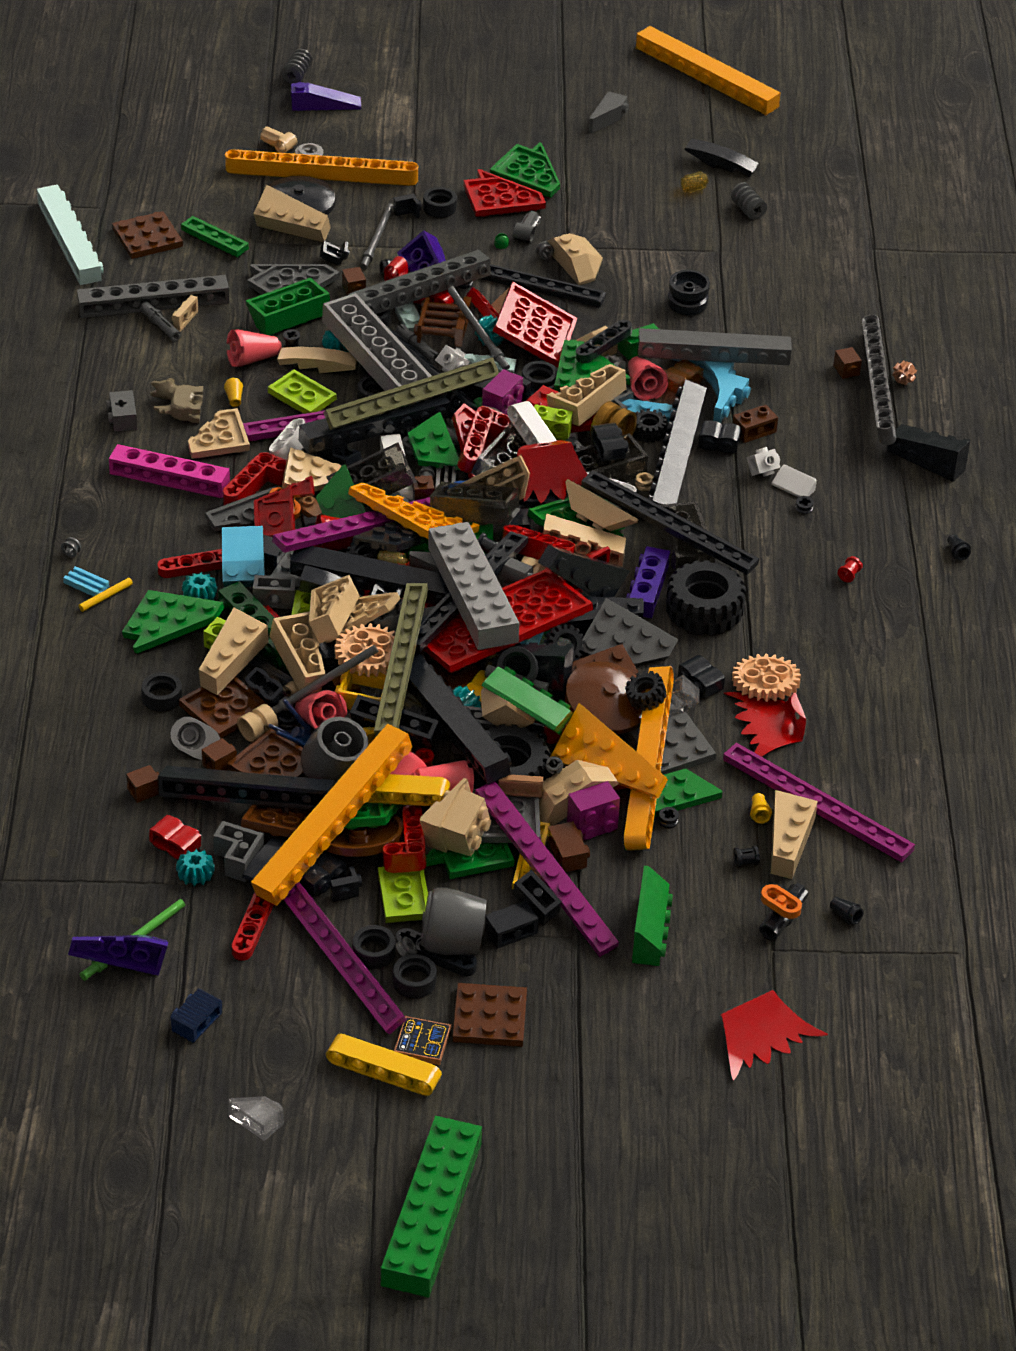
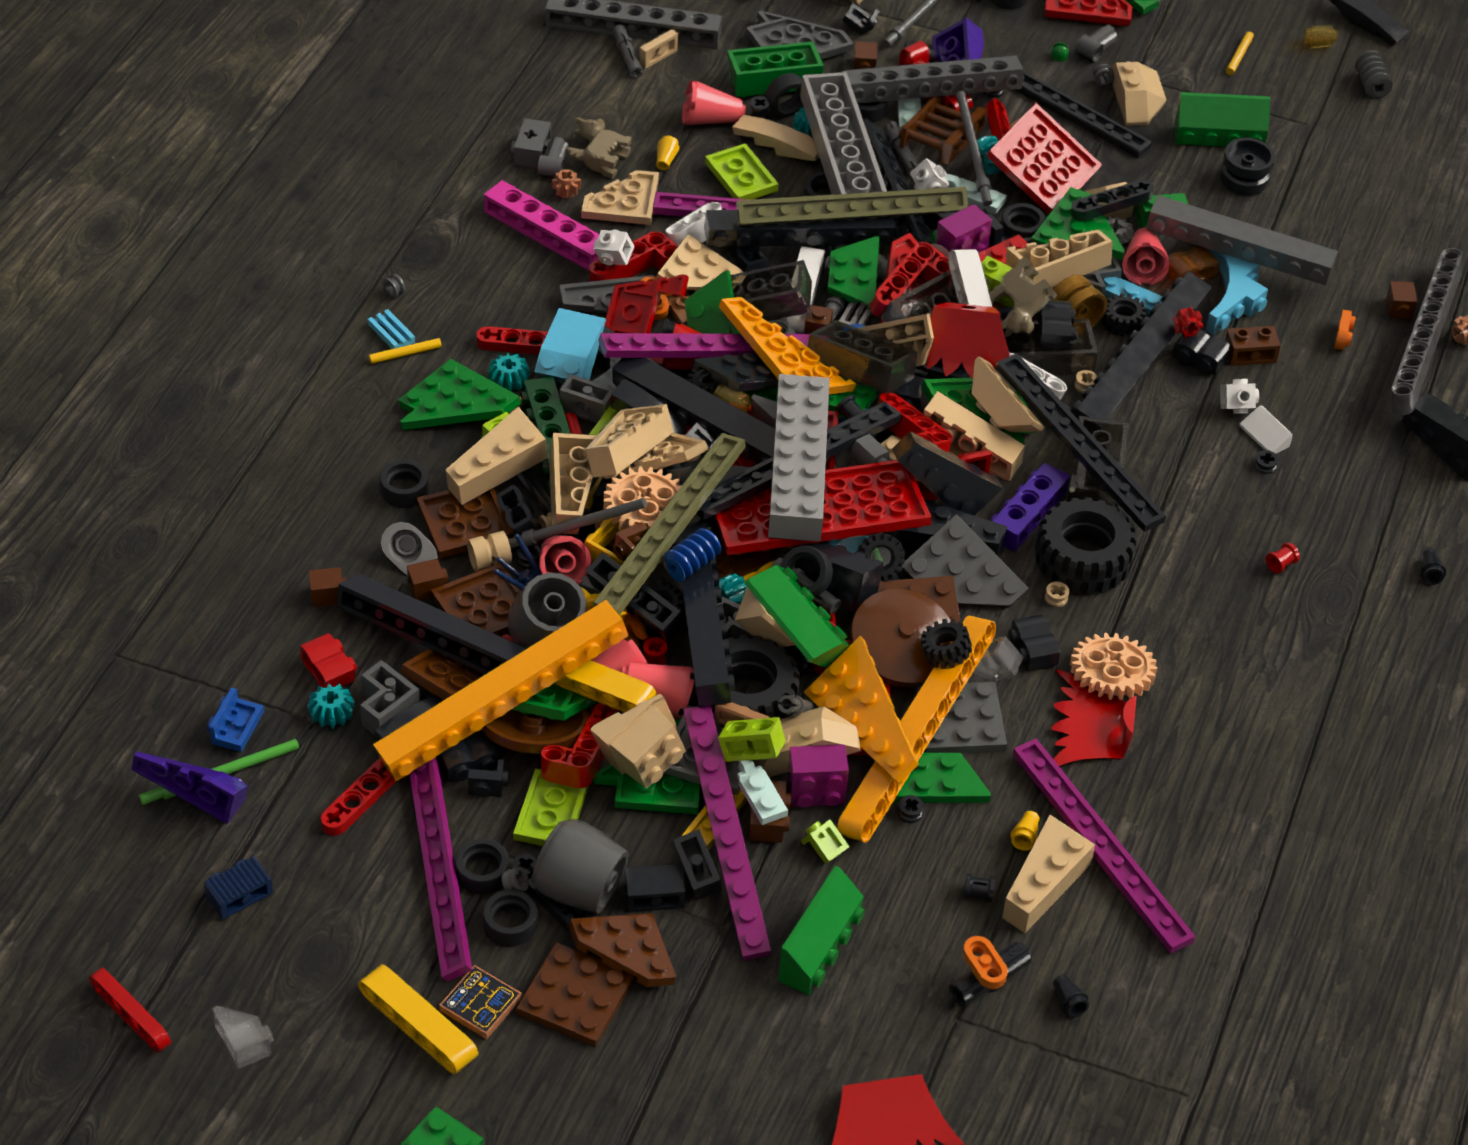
camera: 20 degrees right, 5 degrees up
(127, 900) = (234, 721): none -> blue bracket
(146, 419) = (553, 159): none -> dark grey piece
(161, 1123) = (129, 1010): none -> red beam
(167, 435) = (566, 183): none -> nougat gear
(239, 471) = (613, 247): none -> white brick
(302, 321) = (778, 88): none -> black tyre
(374, 682) = (628, 539): none -> reddish brown bracket
(428, 677) = (691, 554): none -> blue piece
(512, 967) = (626, 944): none -> reddish brown plate
(539, 795) = (752, 739): none -> lime brick
(559, 832) = (760, 792): none -> light aqua hinge
(579, 424) = (1025, 293): none -> dark tan animal
(619, 855) = (825, 840): none -> lime bracket
(638, 209) = (1239, 53): none -> yellow bar
(652, 261) = (1220, 118): none -> green slope
(699, 639) = (1056, 588): none -> tan bush
(704, 416) = (1187, 322): none -> red gear
(815, 394) = (1346, 323): none -> orange plate

